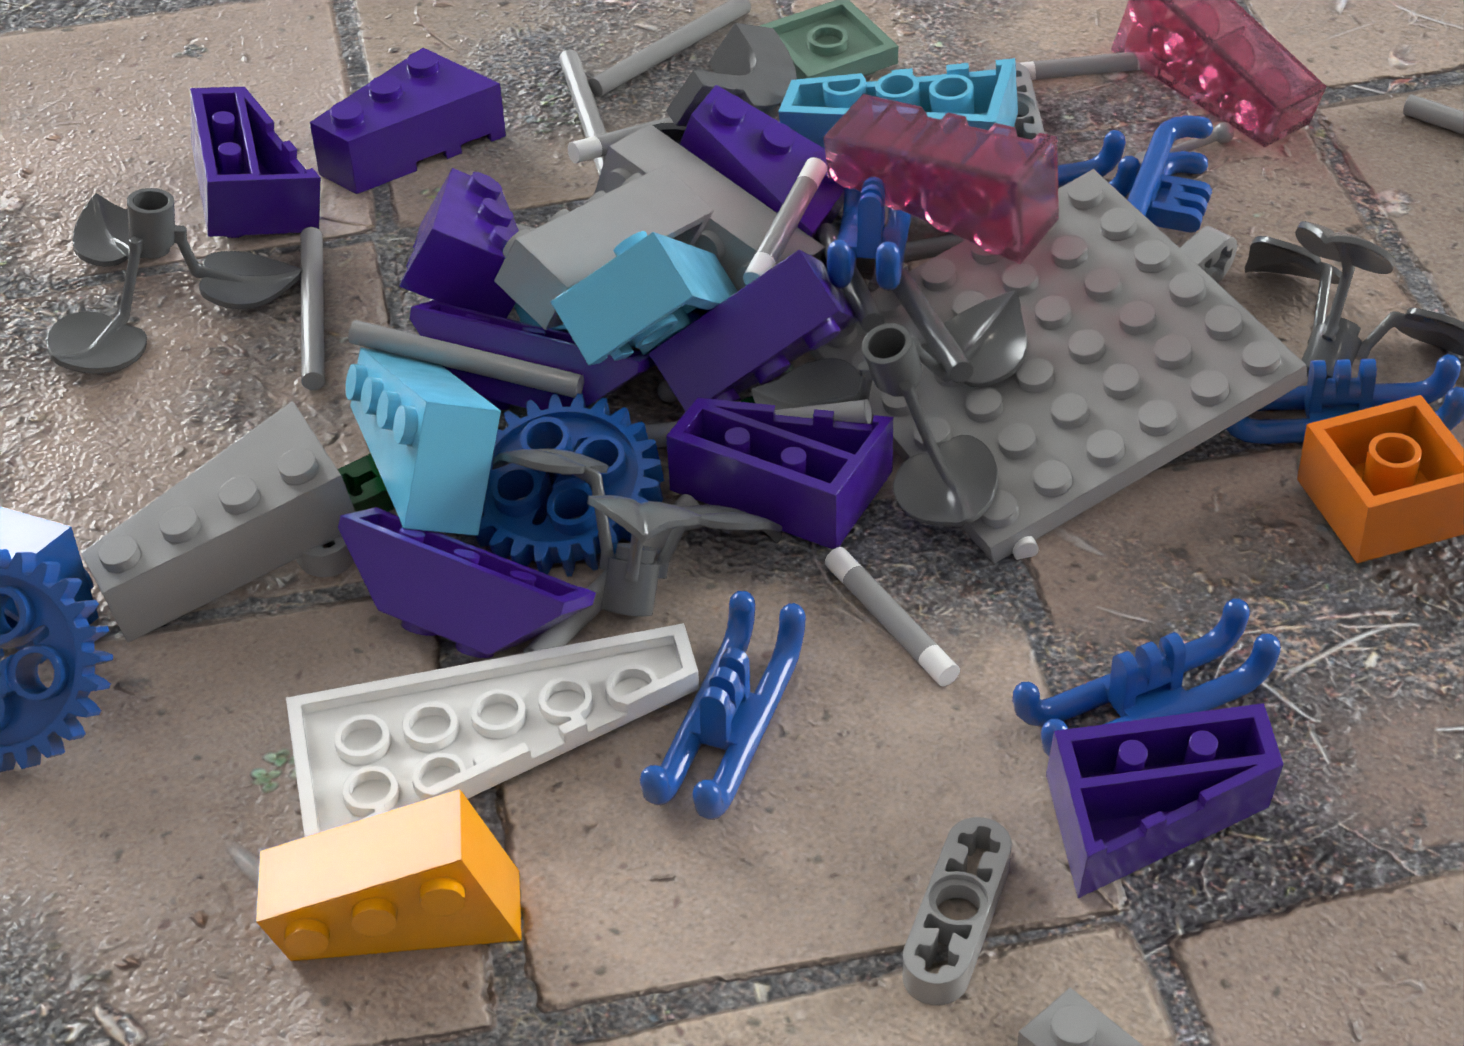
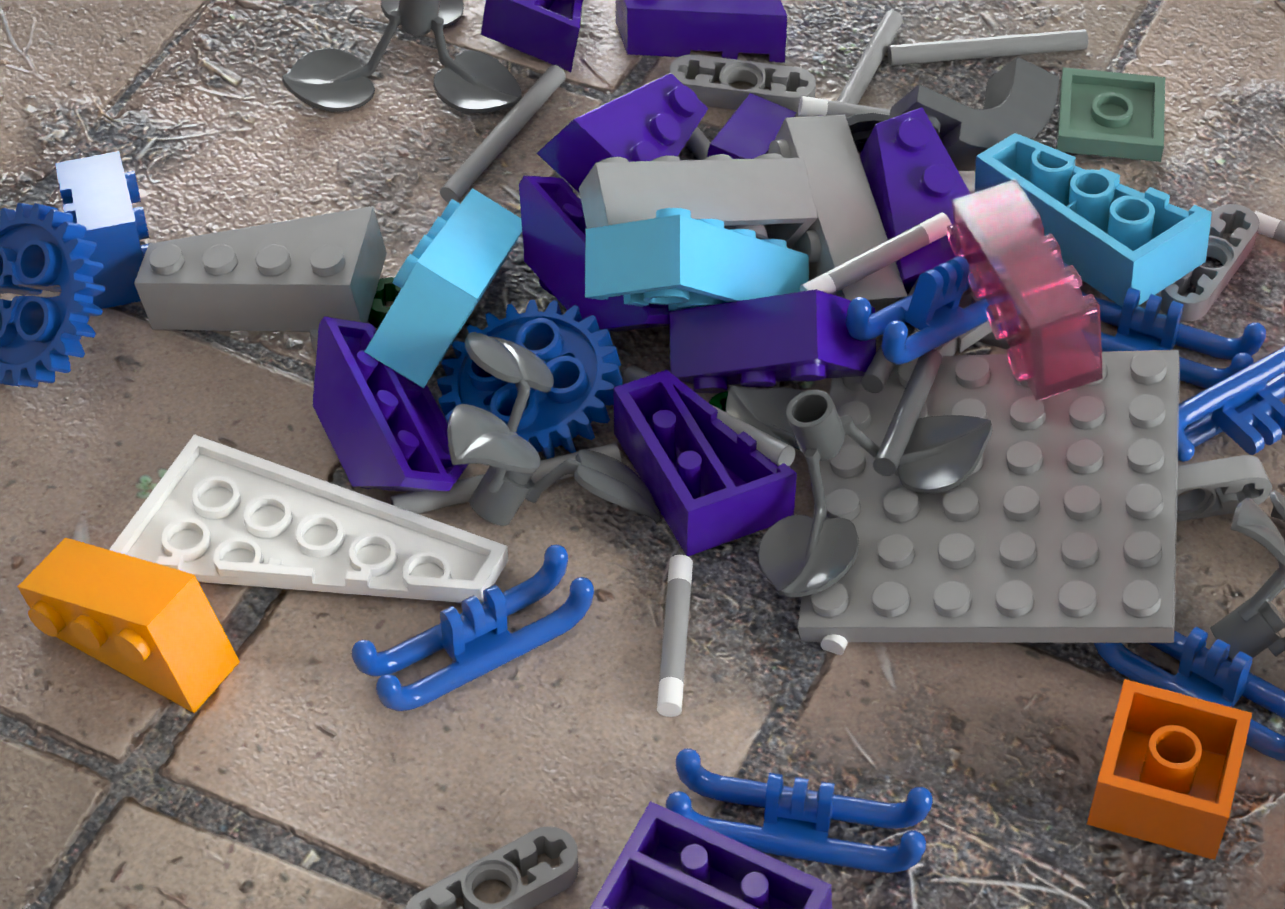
camera: 35 degrees right, 5 degrees up
(466, 359) = (534, 239): light grey bar -> none
(524, 159) = (727, 71): none -> light grey beam
(543, 192) = (750, 129): none -> dark purple tile

